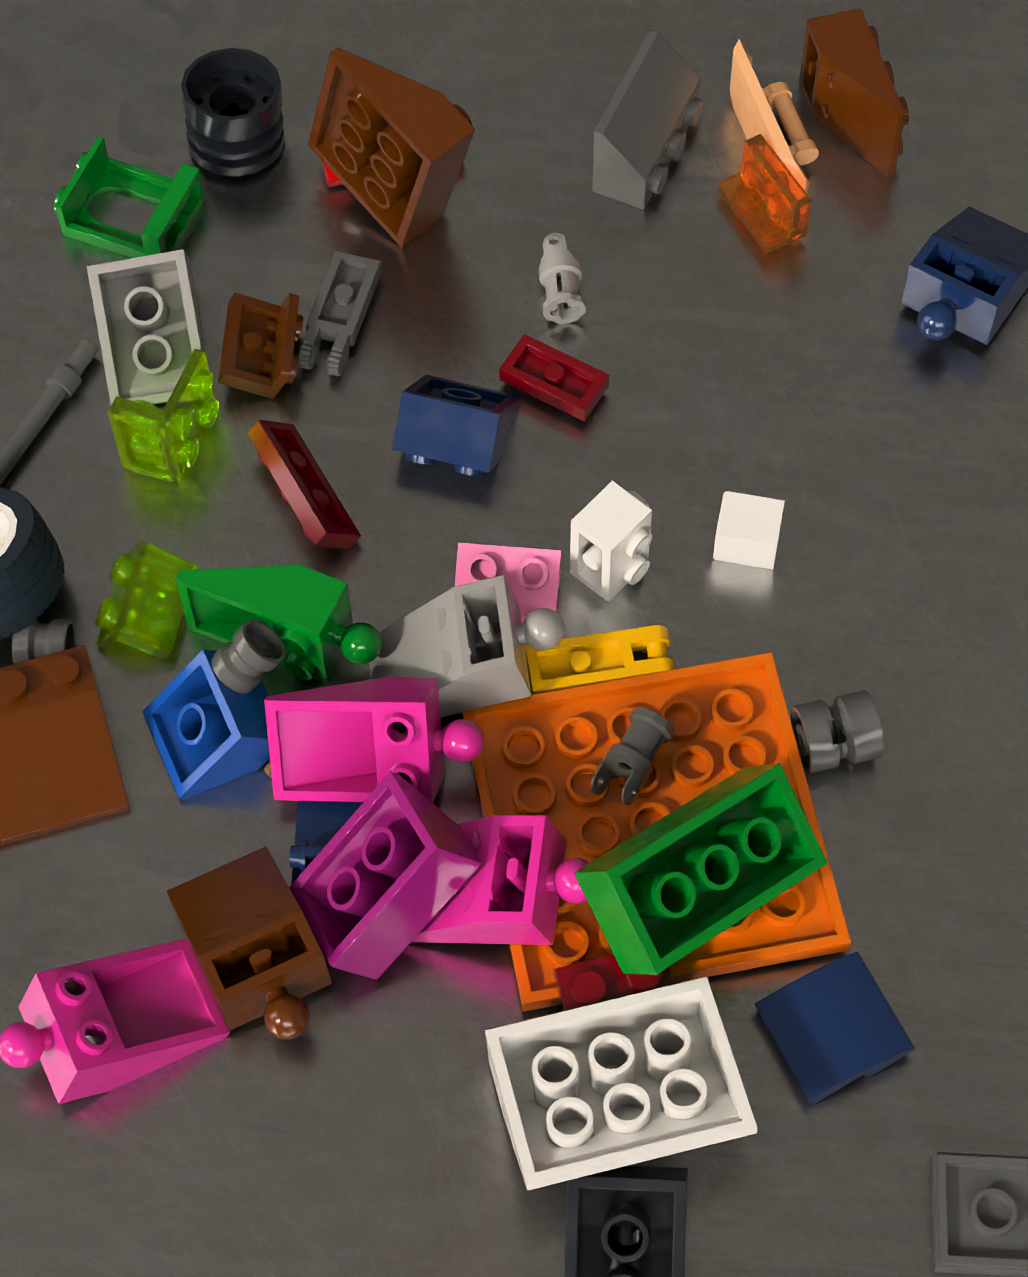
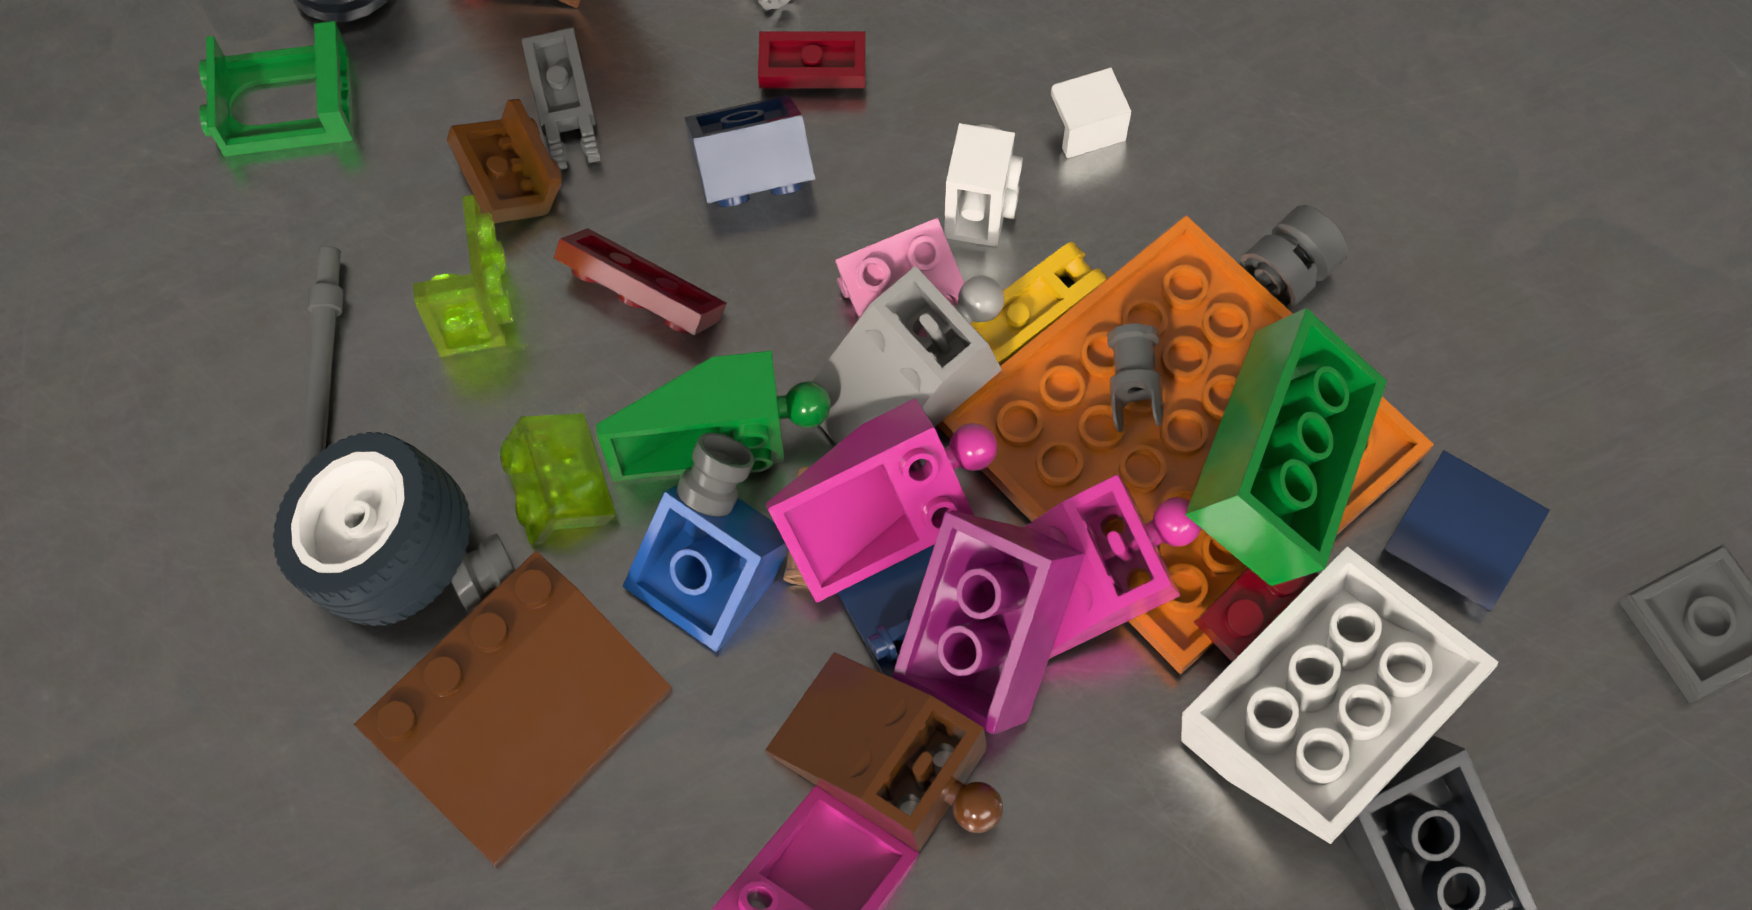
camera: 30 degrees left, 5 degrees up
(145, 323) = (383, 205): light grey slope -> none

